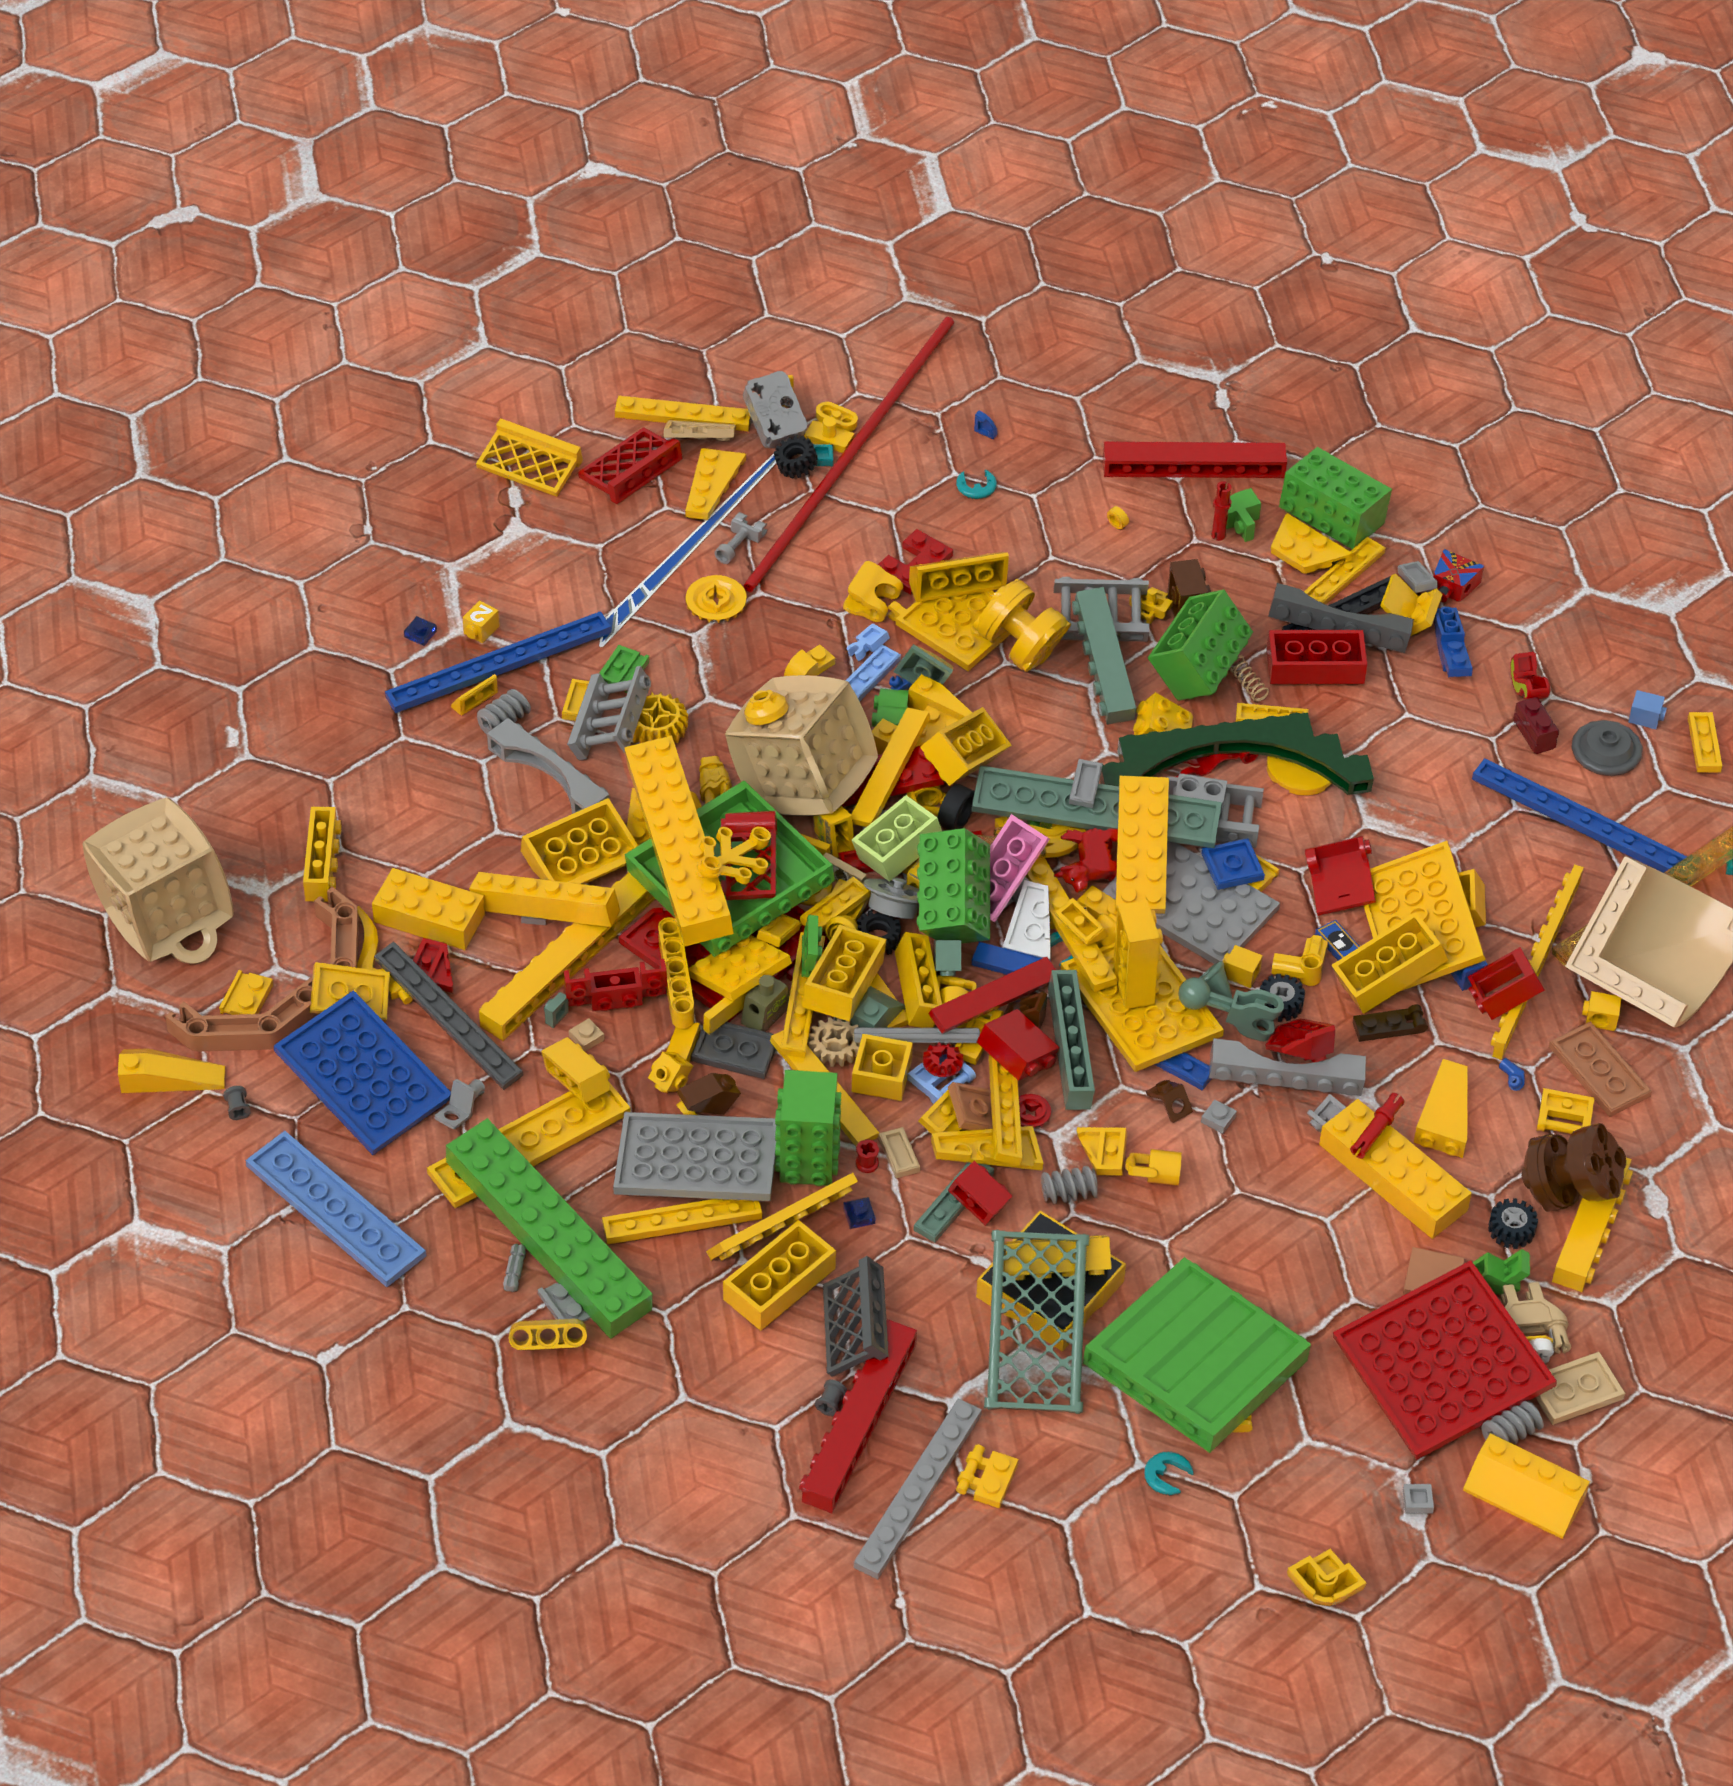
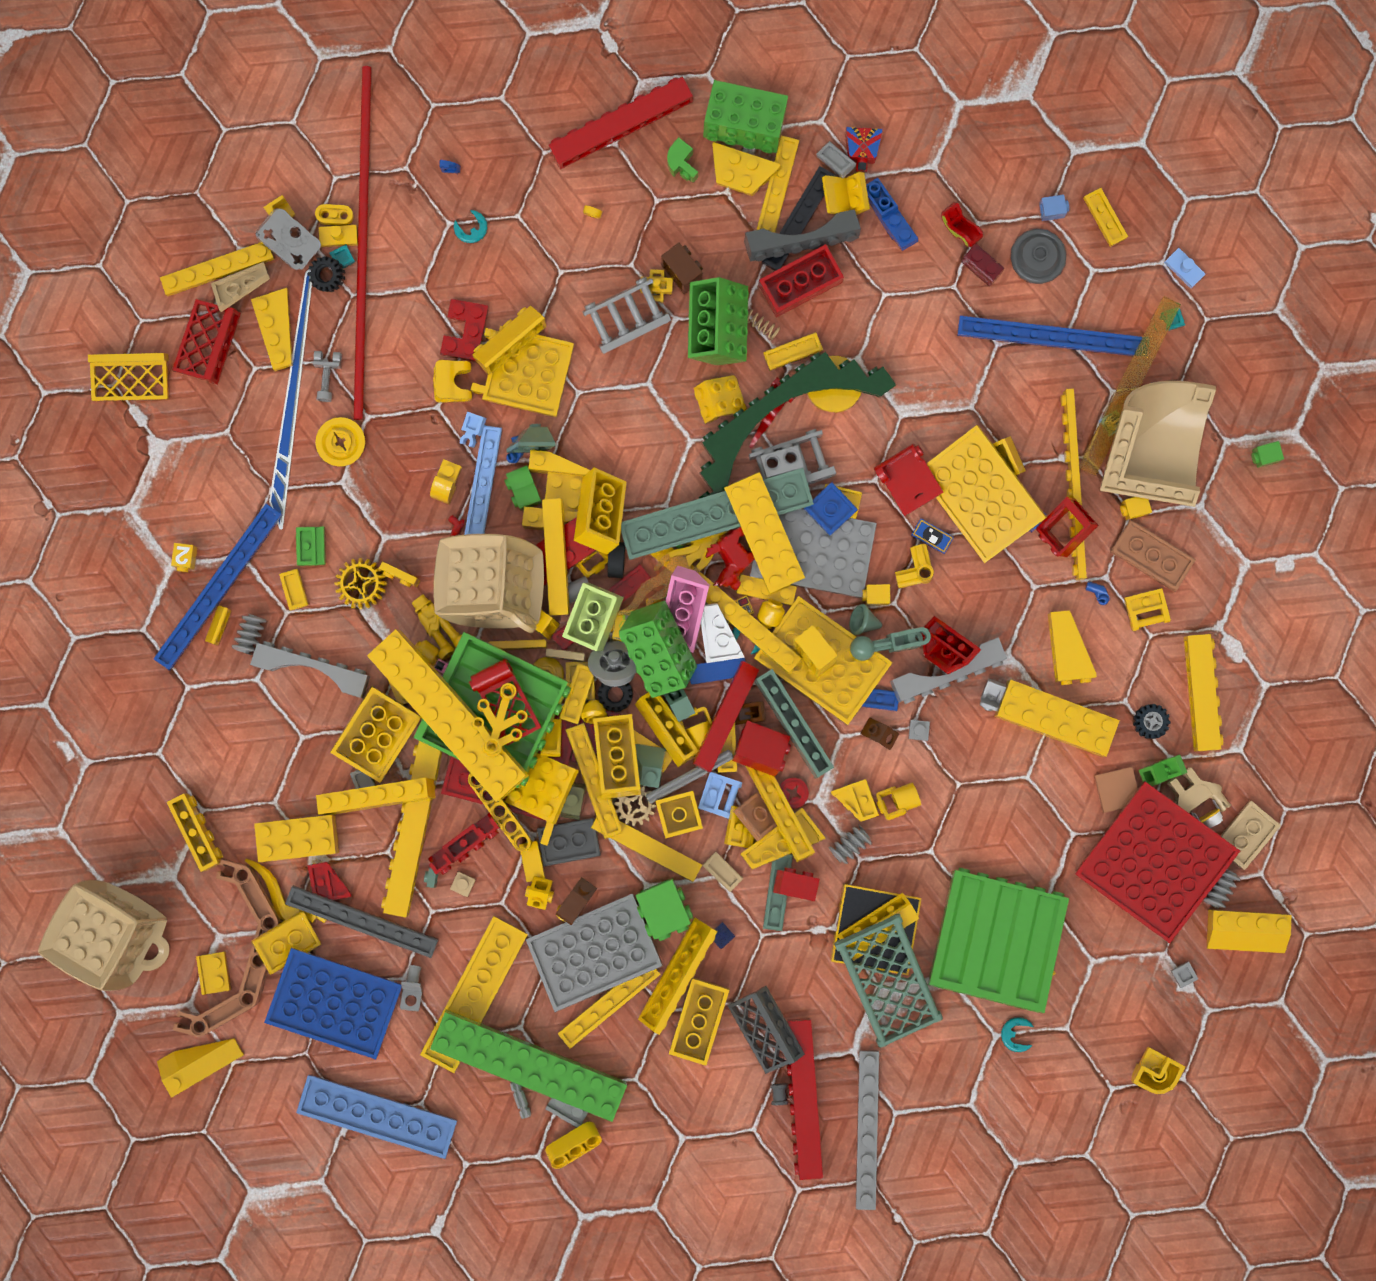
camera: 25 degrees left, 35 degrees up
(237, 1102) = (261, 1067): dark grey bush -> none
(420, 630) = (143, 584): clear blue plate -> none
(576, 1070) = (476, 926): yellow brick -> none
(596, 702) = (311, 603): light grey fence -> none
(704, 726) = (405, 578): none -> yellow plate
(765, 707) = (461, 583): yellow piece -> none
(810, 950) = (587, 755): bright green plate -> none
(867, 1156) = (709, 894): red bush -> none
(949, 1067) = (724, 792): red gear -> none
(995, 1479) = (912, 1098): yellow plate -> none
(1009, 614) = (568, 368): yellow piece -> none
(1081, 922) = (755, 625): yellow slope -> none
(1085, 783) = (701, 502): light grey tile -> none
(1104, 655) = (652, 363): sand green brick -> none
(1221, 504) = (670, 177): red pin -> none
(1289, 991) = (912, 613): black wheel -> none
(1383, 1117) = (1037, 703): red pin -> none
(1389, 962) = (981, 551): yellow brick -> none
(1390, 1024) = (996, 590): dark brown plate -> none
(1564, 1169) = (1192, 669): reddish brown piece -> none

